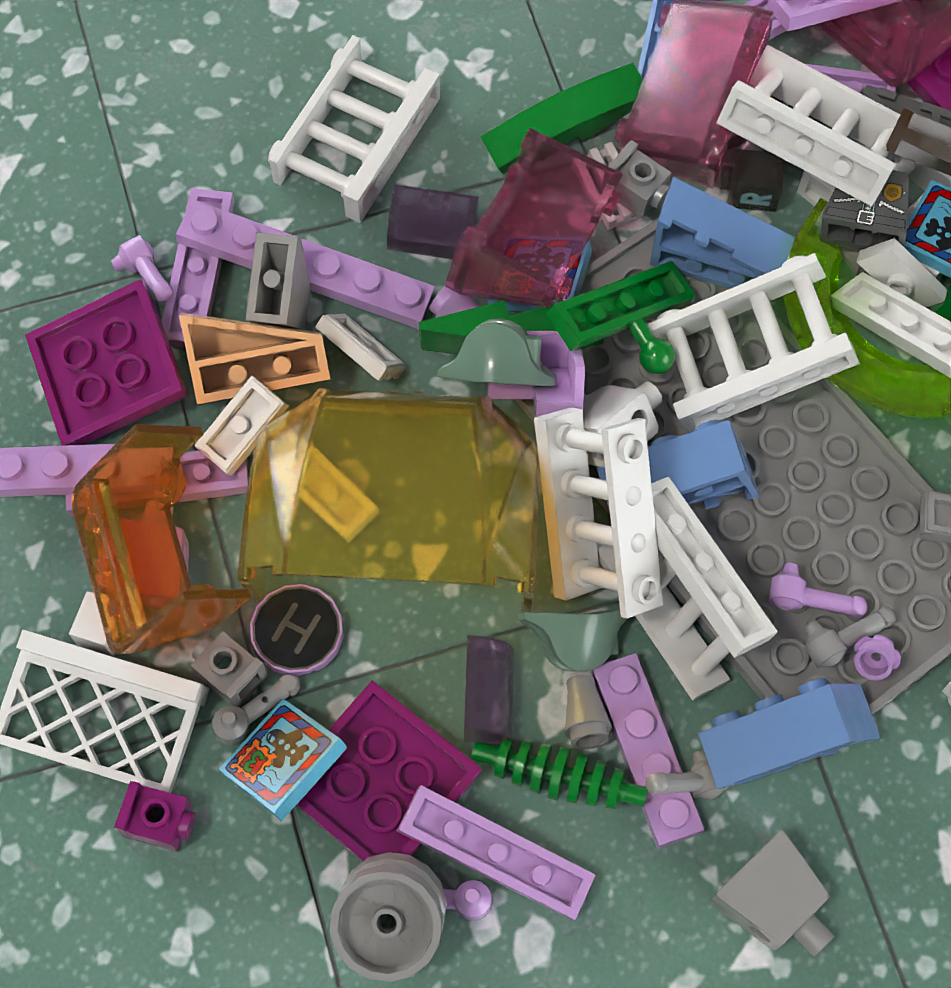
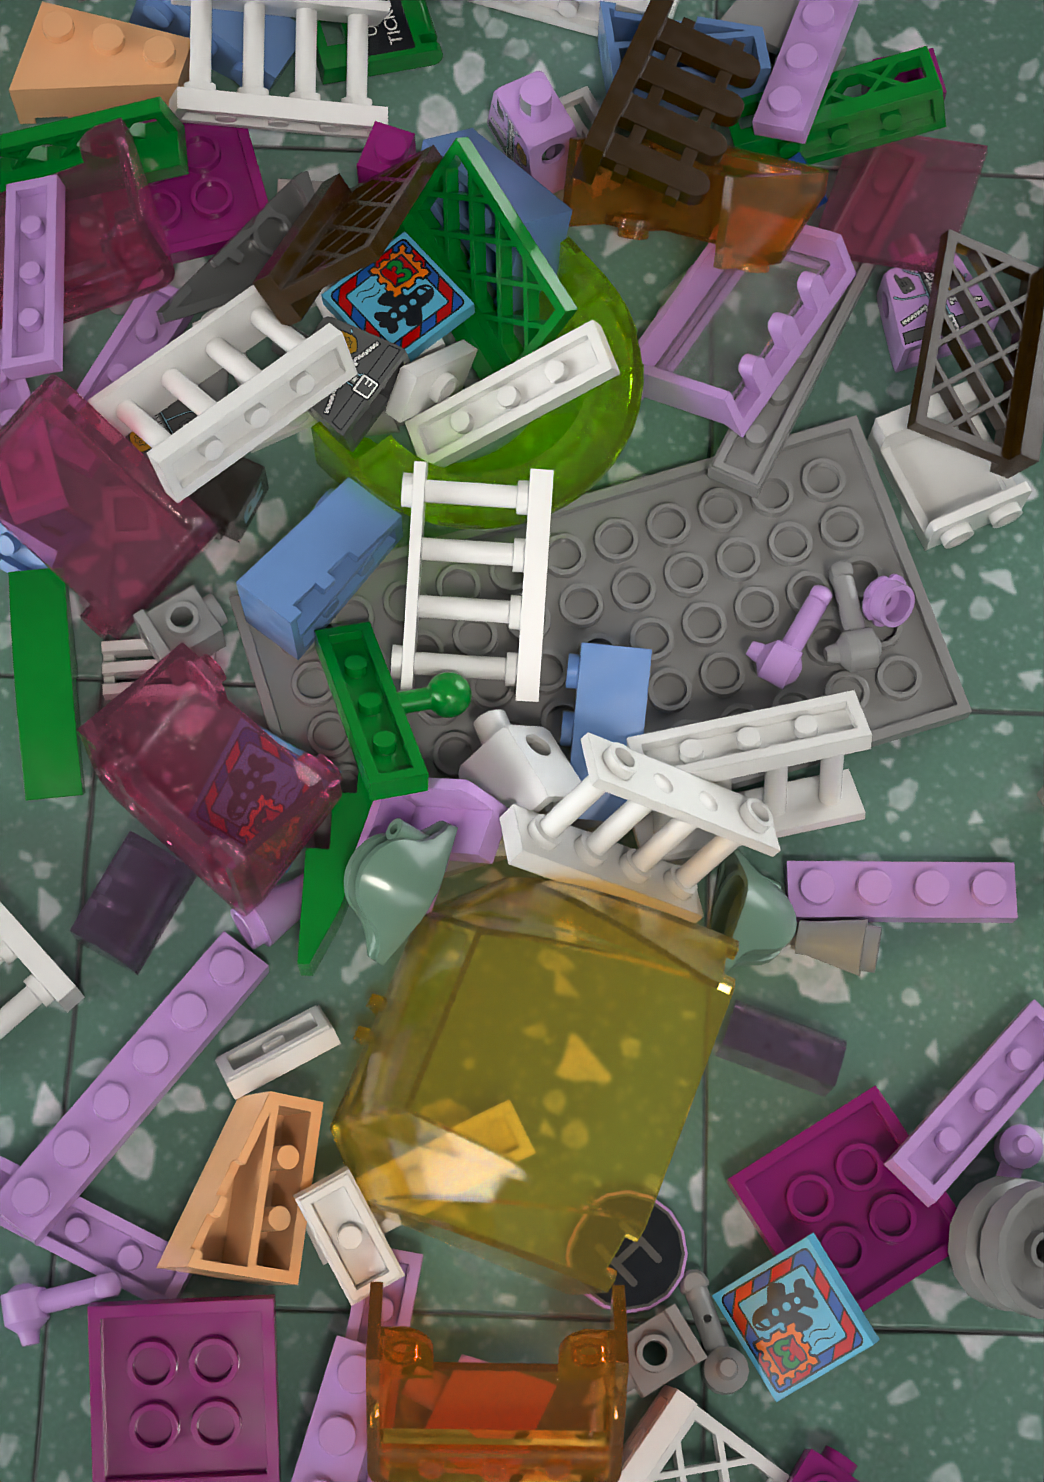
camera: 75 degrees left, 5 degrees up
(278, 282) = (164, 1127): light grey slope -> none
(559, 773) = (905, 998): green piece -> none
(697, 780) = (959, 841): light grey piece -> none
(787, 732) = (952, 728): medium blue wedge -> none

